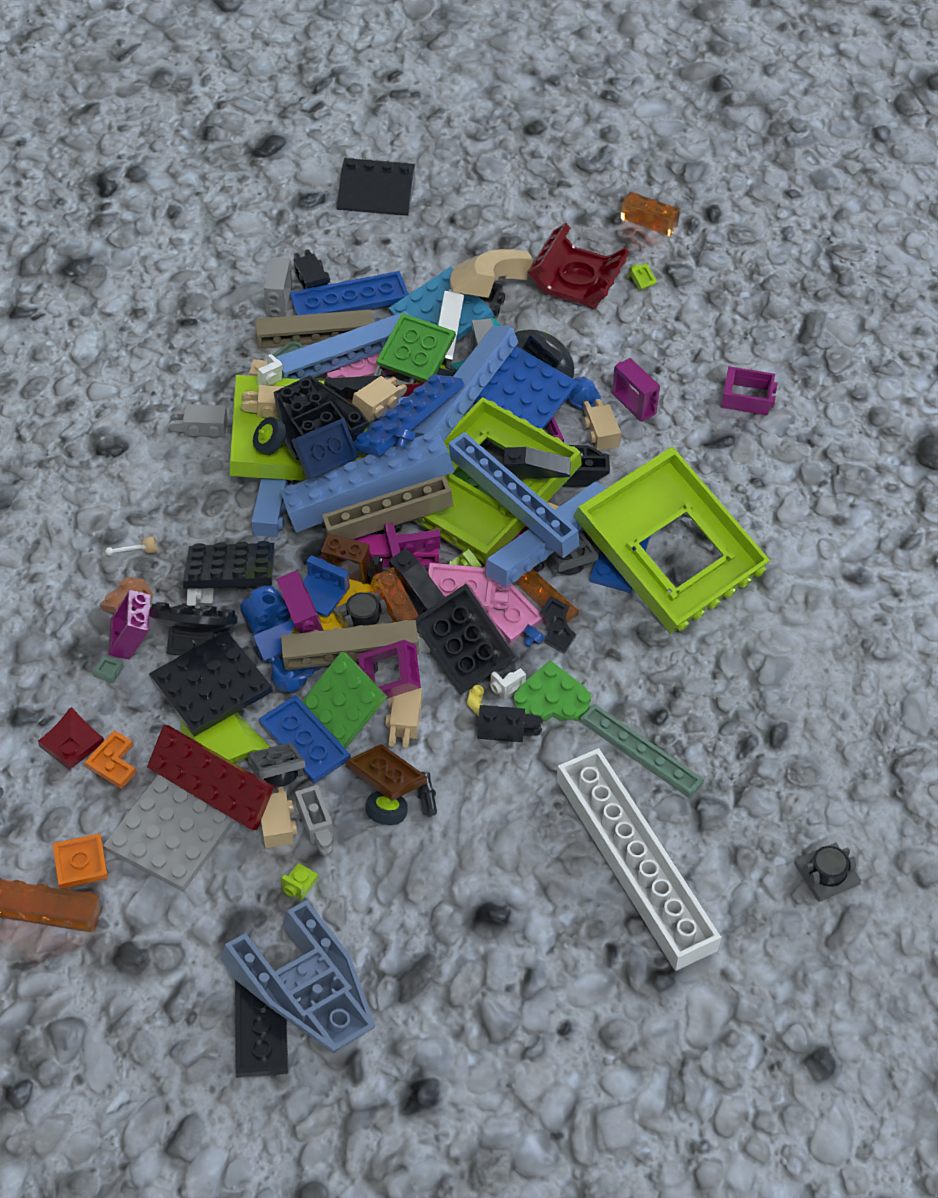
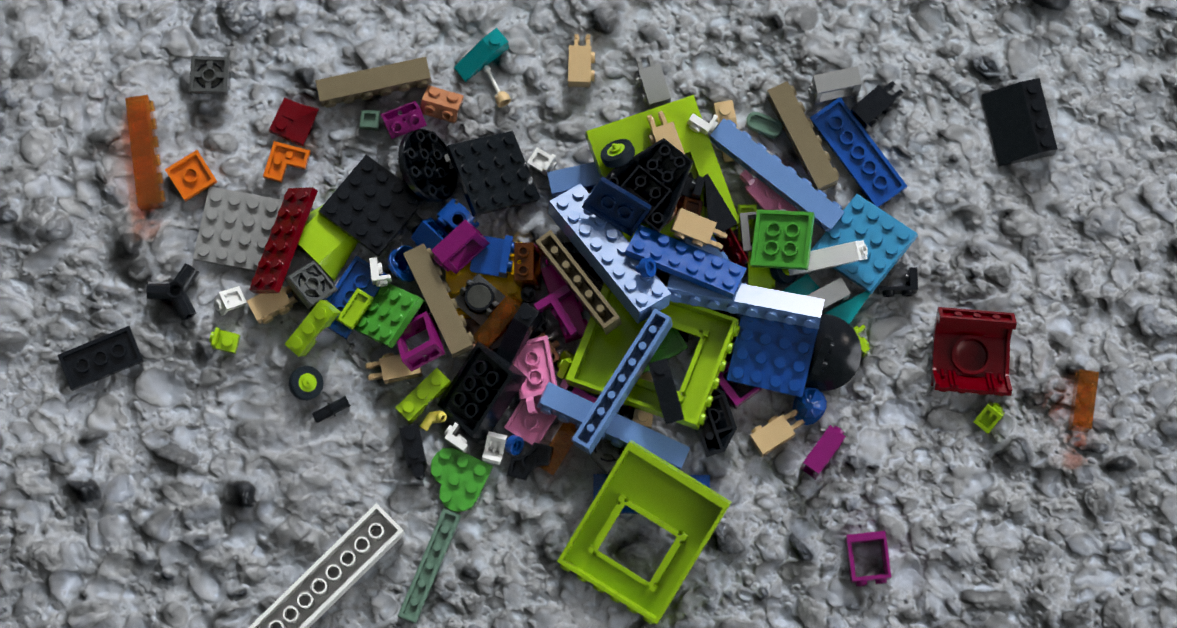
camera: 75 degrees right, 25 degrees up
(68, 651) = (373, 82): none -> dark tan brick
(92, 547) = (482, 54): none -> teal slope
(147, 470) = (580, 63): none -> tan hinge
(209, 926) = (181, 302): none -> black piece
(237, 528) = (542, 161): none -> white bracket
(252, 863) = (229, 300): none -> white bracket
(290, 699) = (376, 270): none -> white bracket
(314, 991) = (128, 388): sand blue wedge -> none
(315, 818) = (275, 334): light grey hinge -> none
(321, 733) = (355, 309): none -> lime tile
(328, 777) = (318, 319): none -> lime arch
(386, 772) = (335, 371): reddish brown tile -> none
(442, 688) = (414, 403): none -> lime arch
(479, 273) = (917, 262): tan brick -> none
(530, 651) = (494, 448): none -> white bracket

